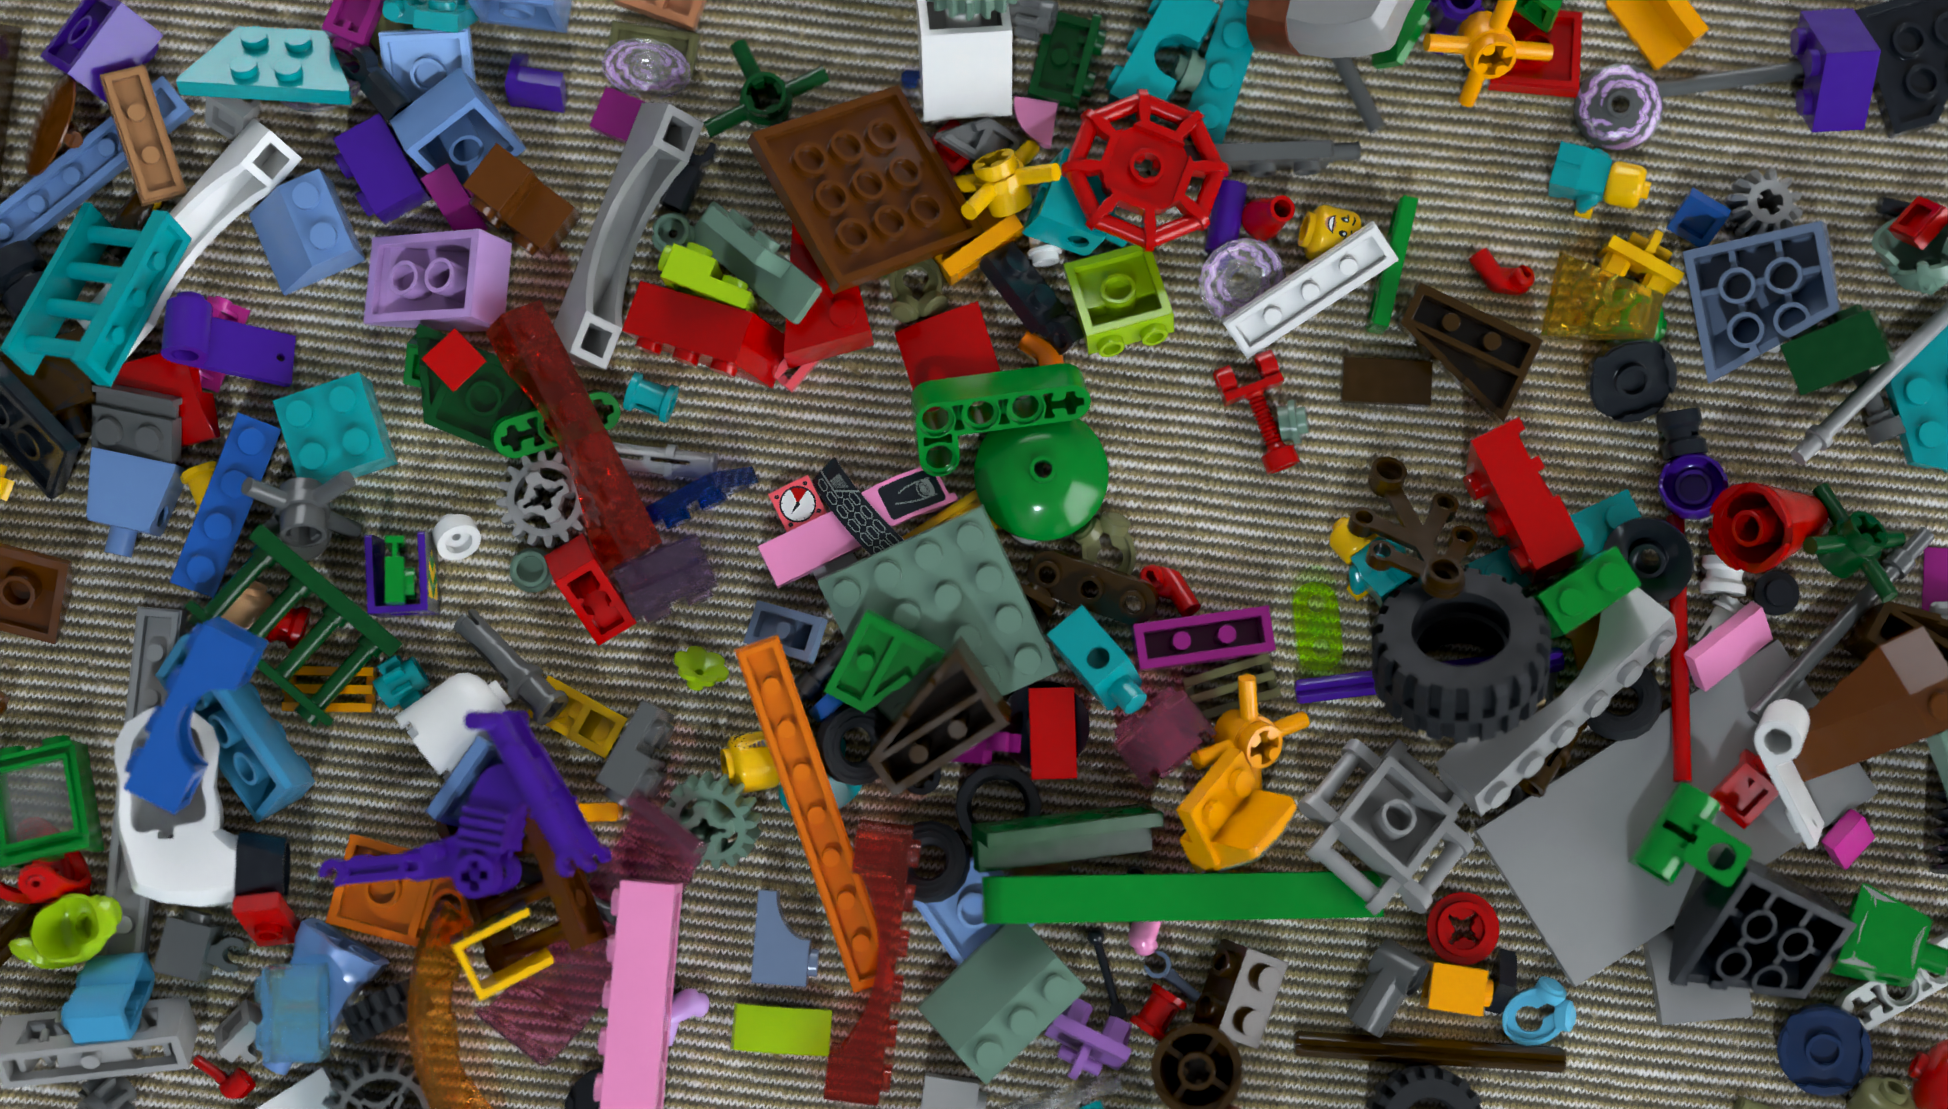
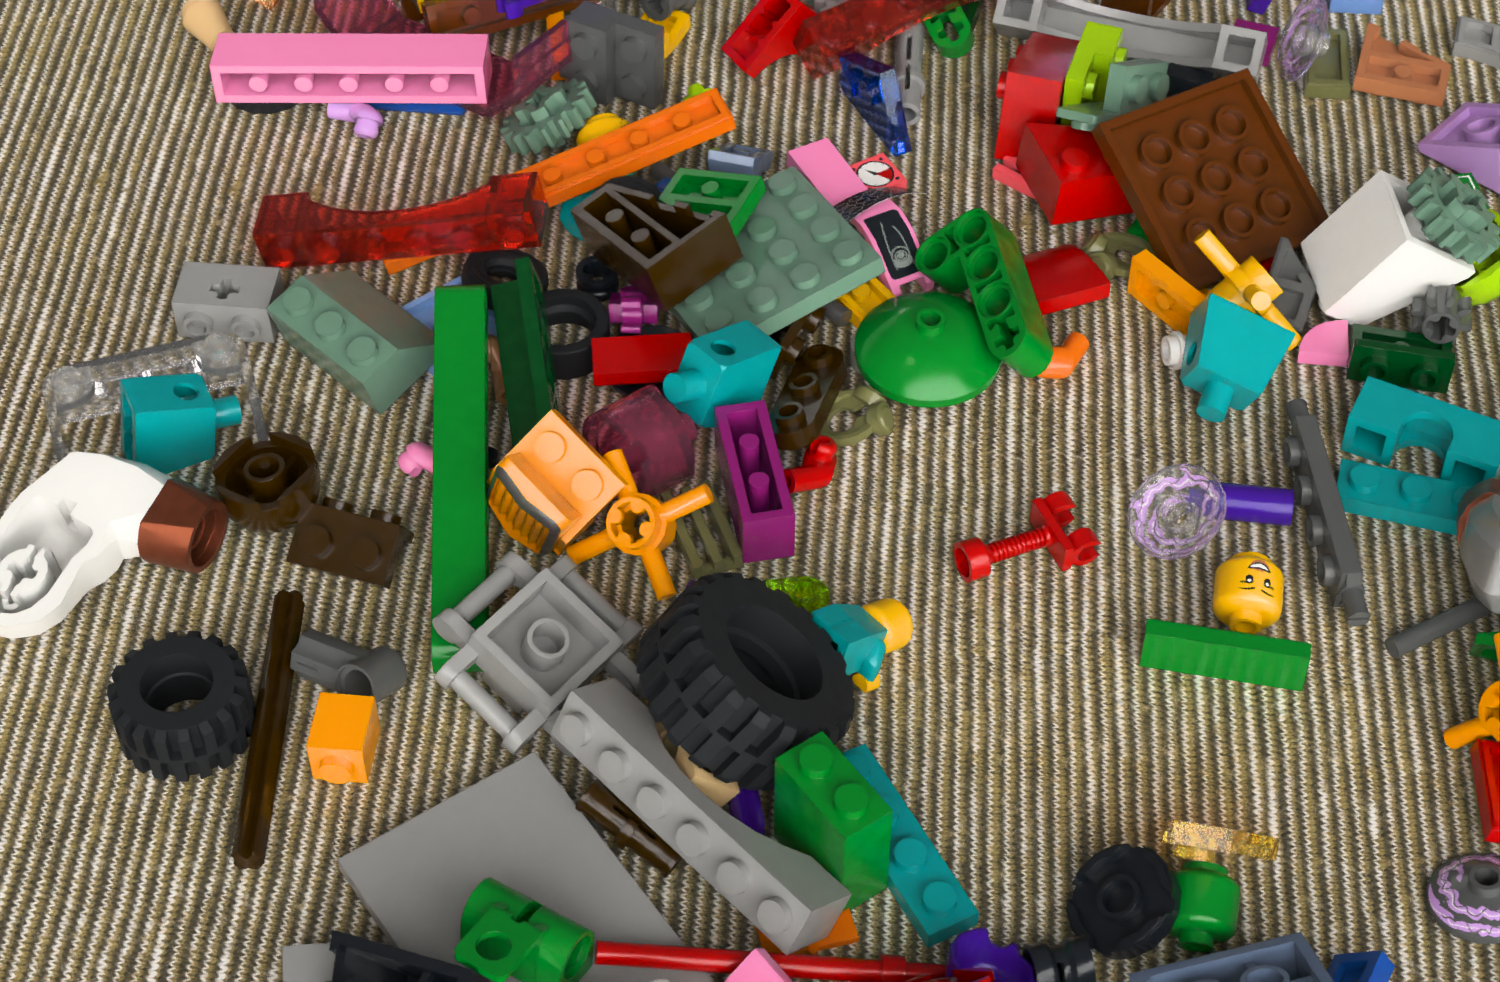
camera: 90 degrees right, 35 degrees down
(650, 397) = (968, 74): teal bush -> none
(667, 578) = (790, 84): clear purple brick -> none
(760, 82) = (1301, 125): dark green bar -> none
(778, 951) = (426, 172): sand blue arch -> none
(781, 1029) = (338, 176): lime slope -> none
(1031, 297) = (1126, 336): black hinge -> none
(1087, 1047) = (301, 407): medium lavender hips -> none
(1096, 938) = (339, 447): black hinge -> none
(1119, 300) = (1133, 407): lime plate -> none
(1139, 194) = (1293, 357): red plate -> none
(1158, 1012) = (336, 470): red bush -> none
(1173, 978) = (382, 482): sand blue hand -> none
(1188, 71) = (1415, 457): sand green plate -> none
(1267, 216) = (1258, 529): red cone -> none
(1292, 422) = (1017, 567): sand green plate -> none
(1310, 289) = (1180, 565): white tile -> none
(1386, 382) = (1080, 664): dark brown tile -> none
(1438, 574) = (845, 655): dark brown plant -> none
(1471, 347) = (1134, 727): dark brown wedge -> none
(1483, 928) = (415, 733): red gear -> none
(1501, 279) = (1231, 772): red arm -> none
(1504, 980) = (349, 786): black tile -> none
(1521, 504) = (956, 760): red wedge -> none
(1544, 992) = (301, 856): medium azure piece -> none
(1591, 177) = (1379, 854): teal piece -> none
(1639, 720) = (686, 921): black tyre -> none
(1642, 259) = (1279, 892): yellow hips -> none
(1673, 569) = (885, 921): black dish -> none

